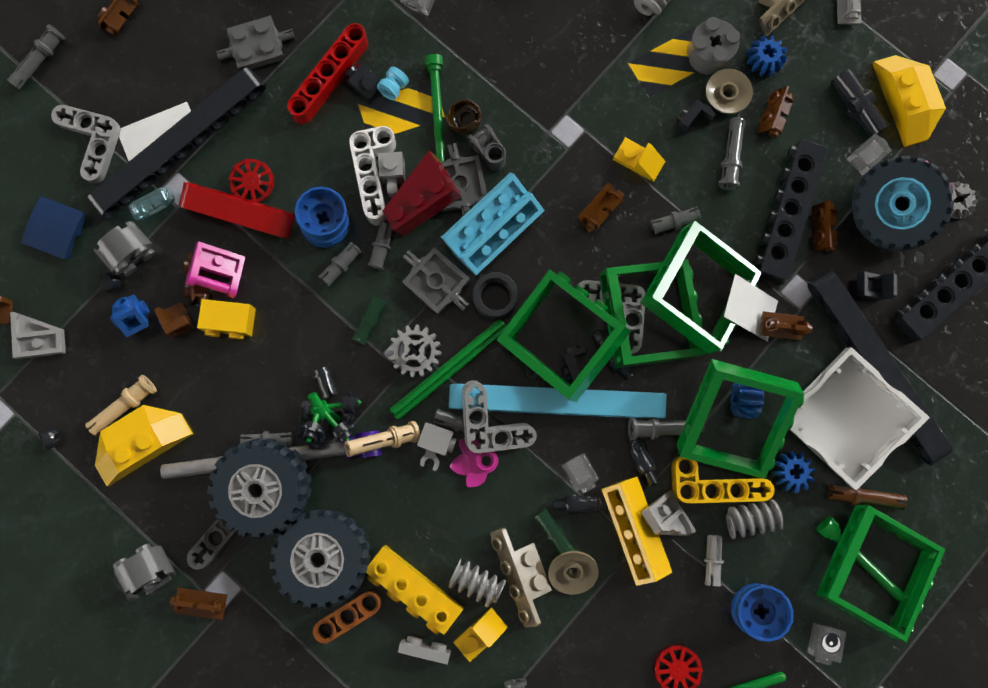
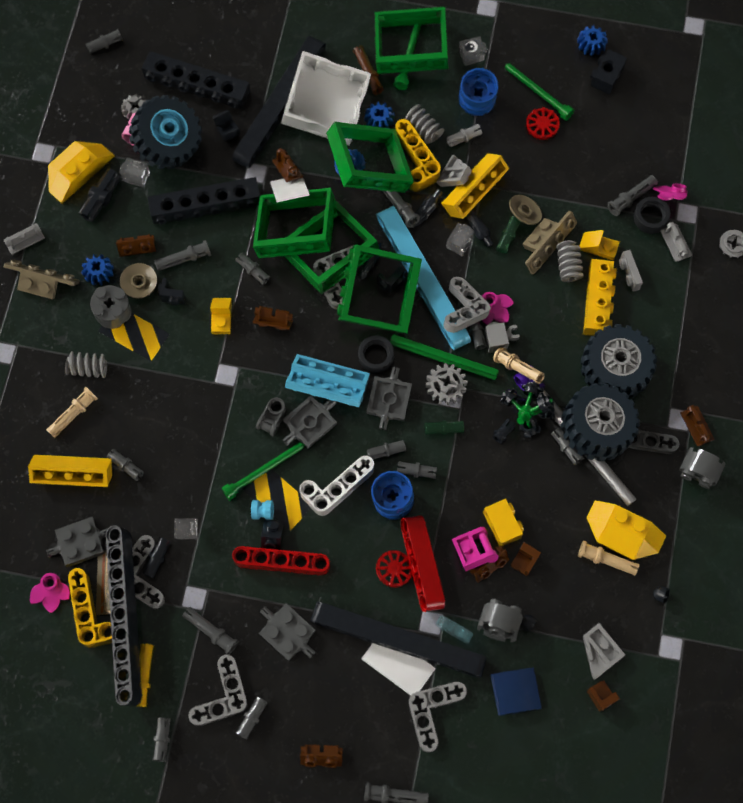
camera: 120 degrees left, 10 degrees down
(130, 315) = (543, 588): blue brick -> none
(336, 619) = (652, 327): dark orange beam -> none
(391, 170) = (328, 471): light grey brick -> none
(421, 196) = (336, 435): dark red wedge -> none
(464, 117) = (259, 444): dark brown hair -> none
(823, 217) = (203, 177): reddish brown hinge -> none

